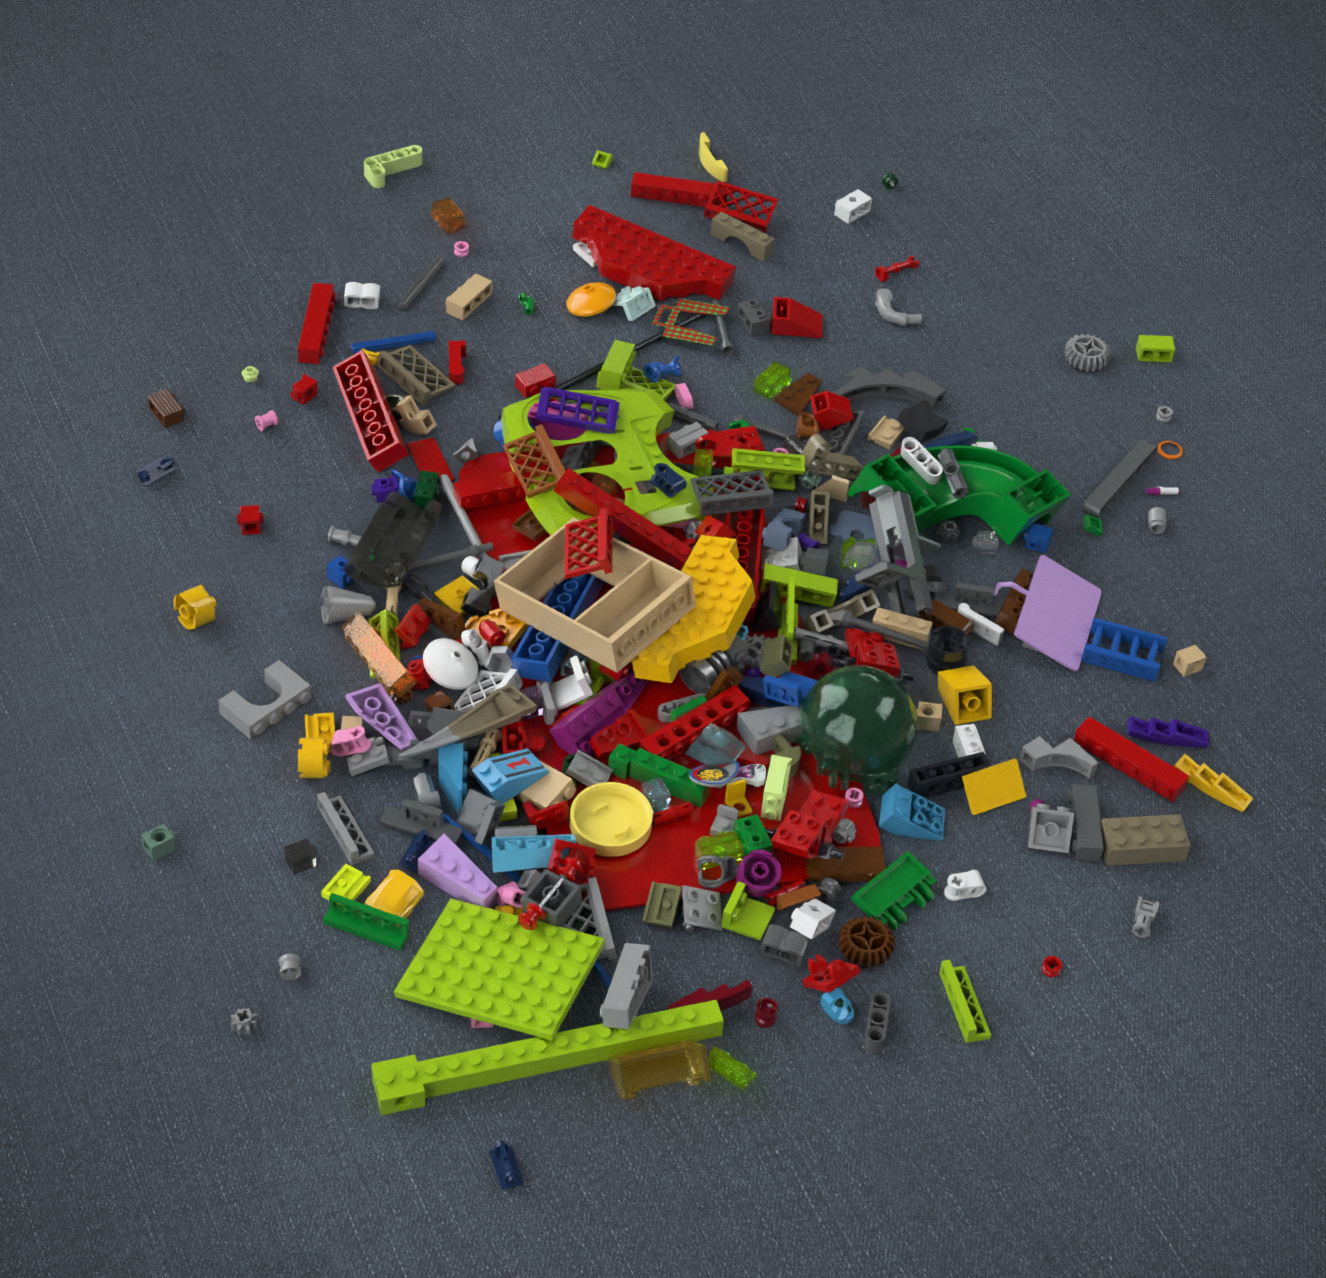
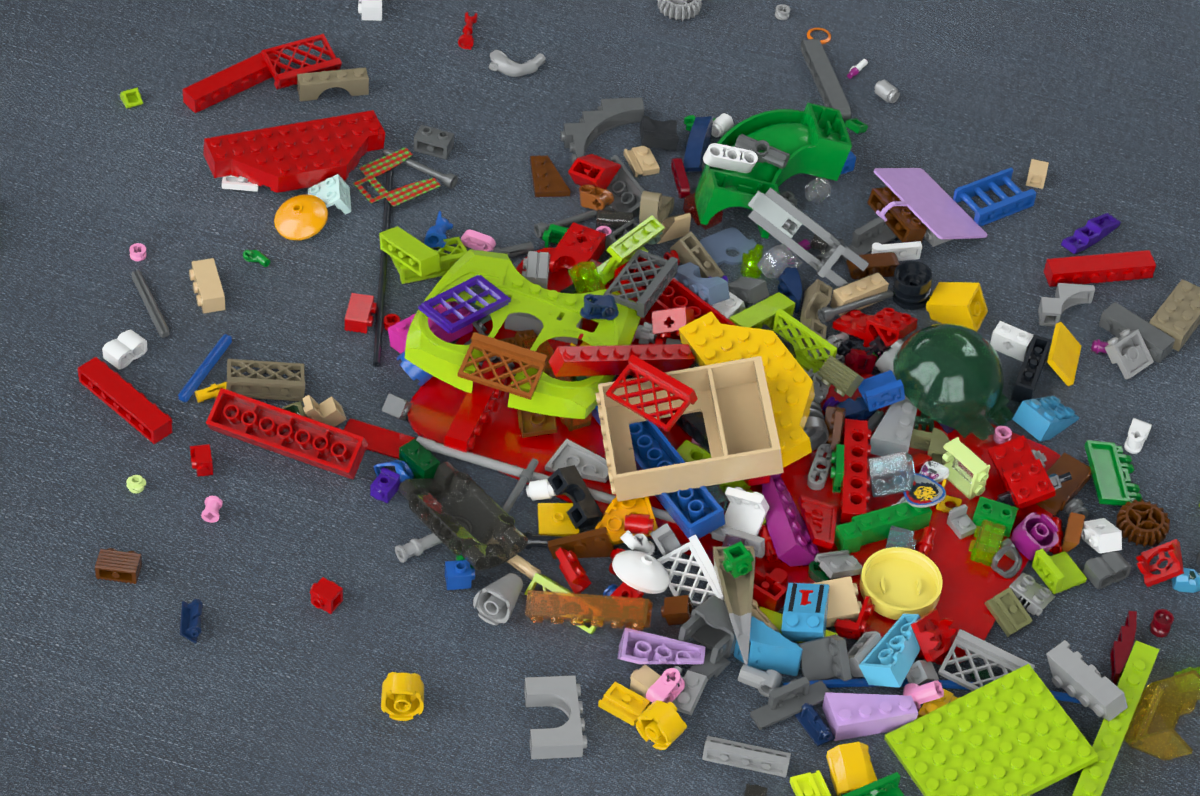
camera: 50 degrees left, 0 degrees up
(448, 215) = (91, 231): clear orange brick -> none
(456, 350) = (278, 345): red leg -> none
(500, 698) = (737, 560): none -> green brick
(552, 896) = (959, 667): dark grey brick -> none
(715, 168) = (213, 40): light yellow slope -> none
(772, 380) = (518, 180): clear neon green brick -> none
(795, 319) = (464, 121): red slope -> none
(1214, 785) = (1162, 245): yellow slope -> none

